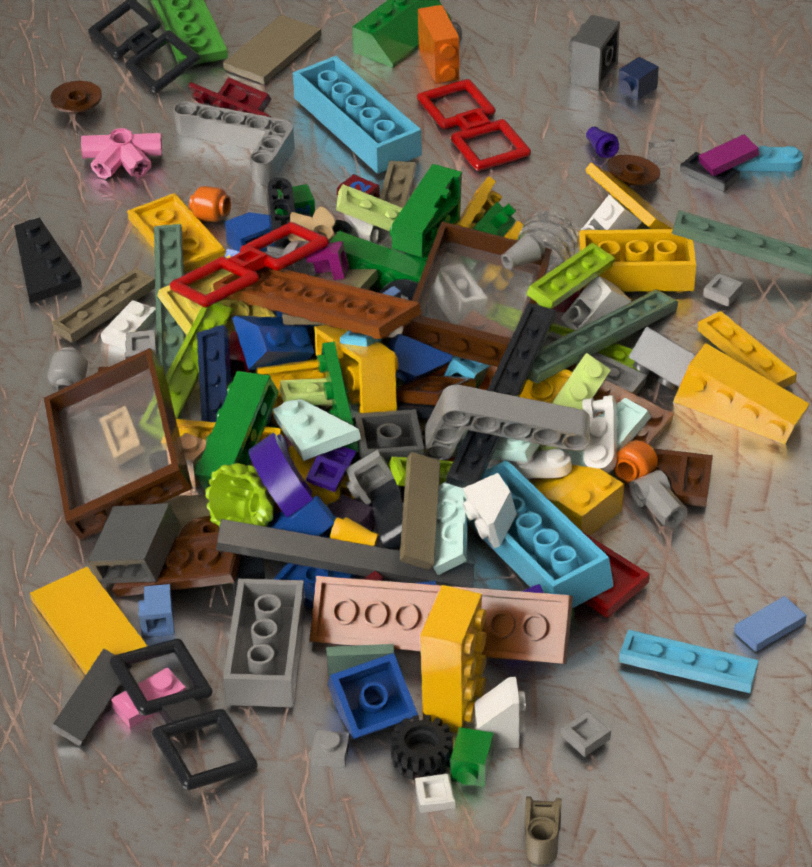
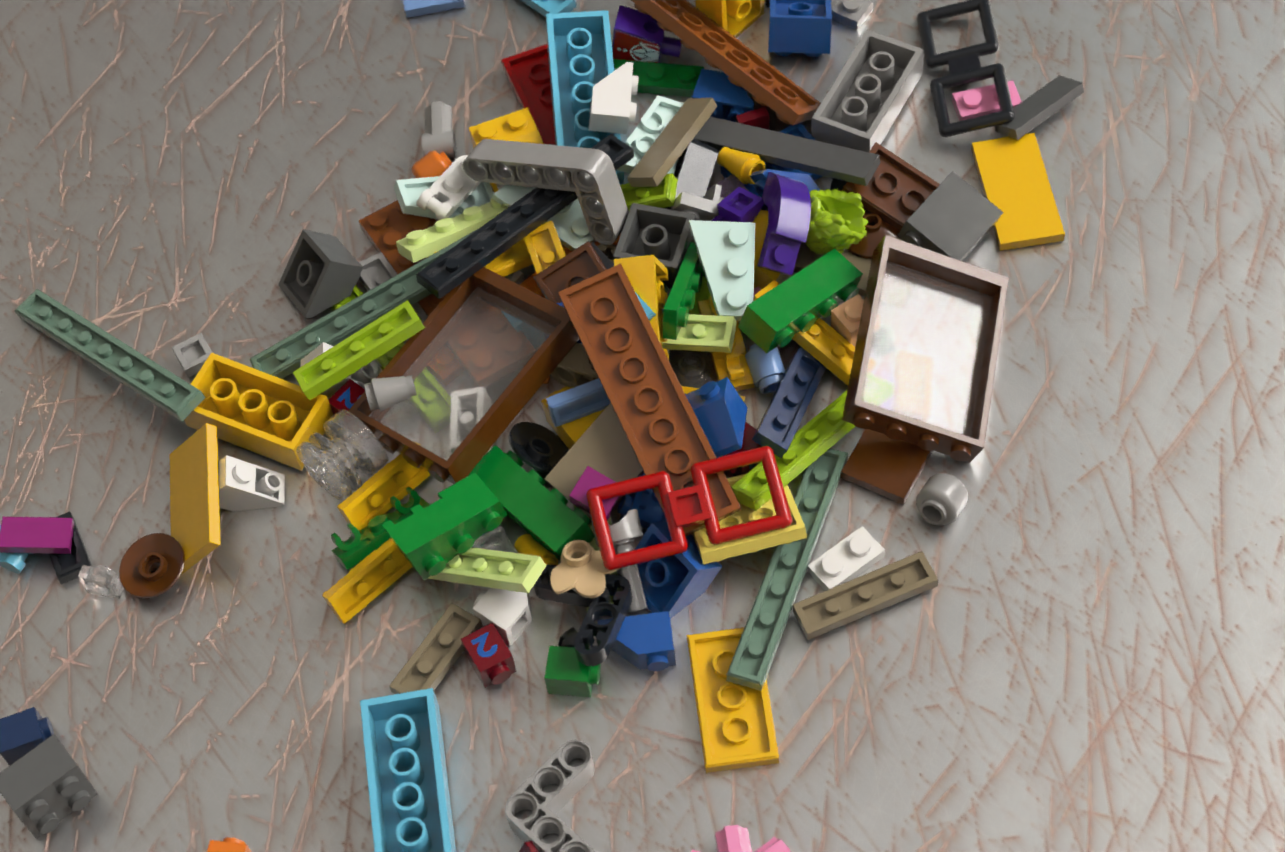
camera: 150 degrees left, 15 degrees up
(43, 262) = (913, 707): black wing -> none
(140, 341) = (850, 497): light grey bracket -> none
(156, 612) = (952, 159): medium blue brick -> none
(210, 204) = (673, 712): orange head -> none
(346, 657) = (793, 63): sand green tile -> none
(473, 124) = (271, 753): red bar -> none
(604, 143) = (148, 638): dark purple cone -> none
(687, 474) = (396, 149): reddish brown wing -> none
(739, 396) = (285, 194): yellow wedge -> none
(745, 349) = (235, 269): yellow plate -> none

